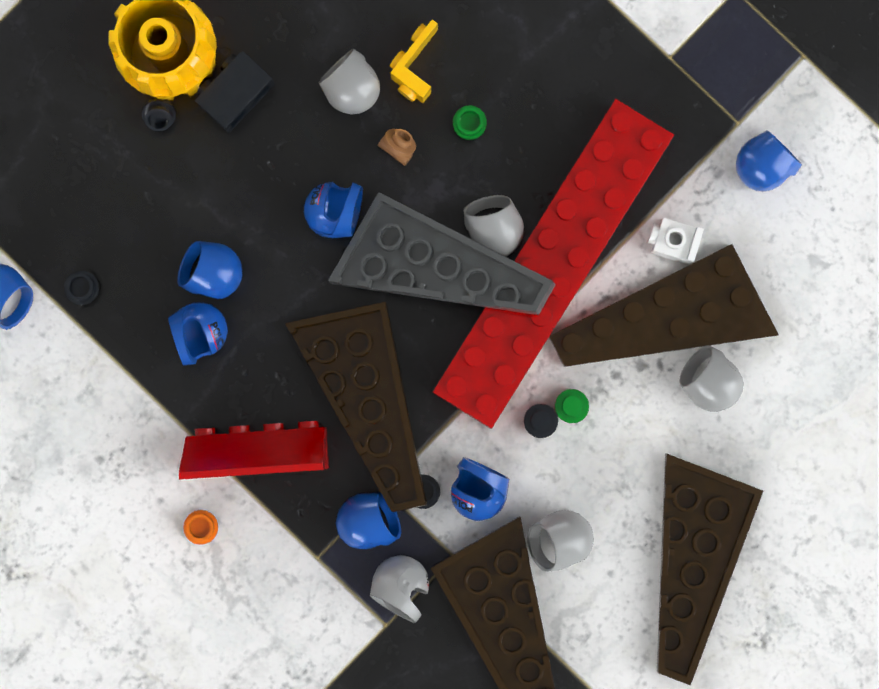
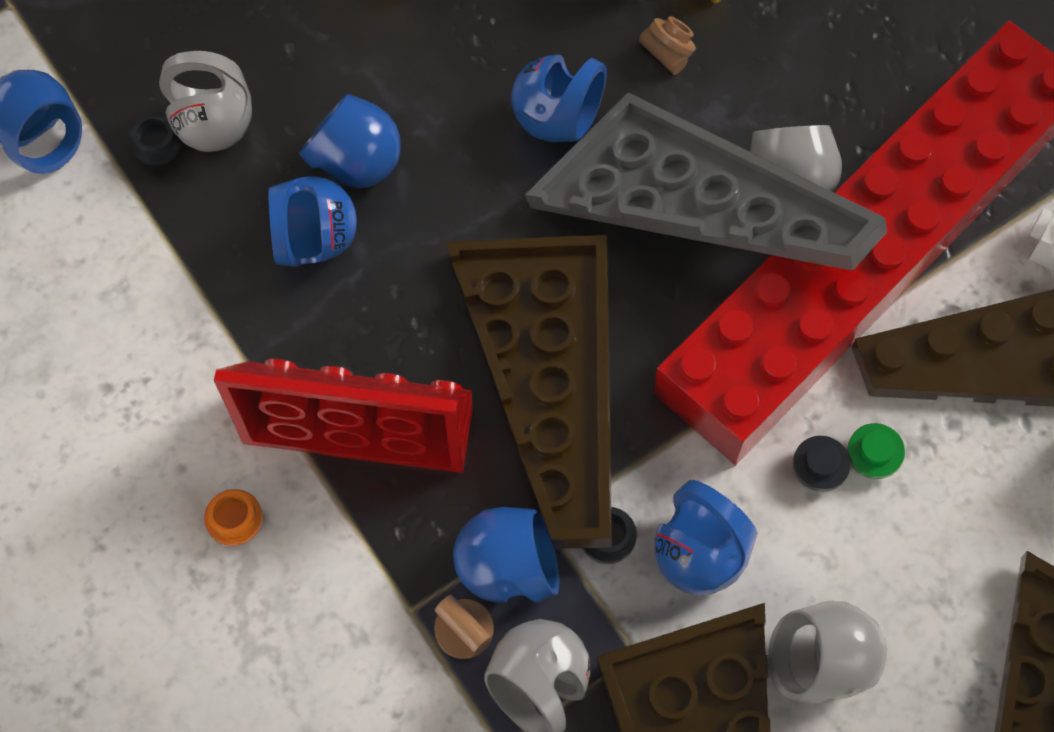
camera: 15 degrees right, 20 degrees down
(110, 261) = (206, 117): none -> light grey helmet
(351, 565) = (463, 627): none -> medium nougat plate
(469, 122) = (780, 32): green plate -> none

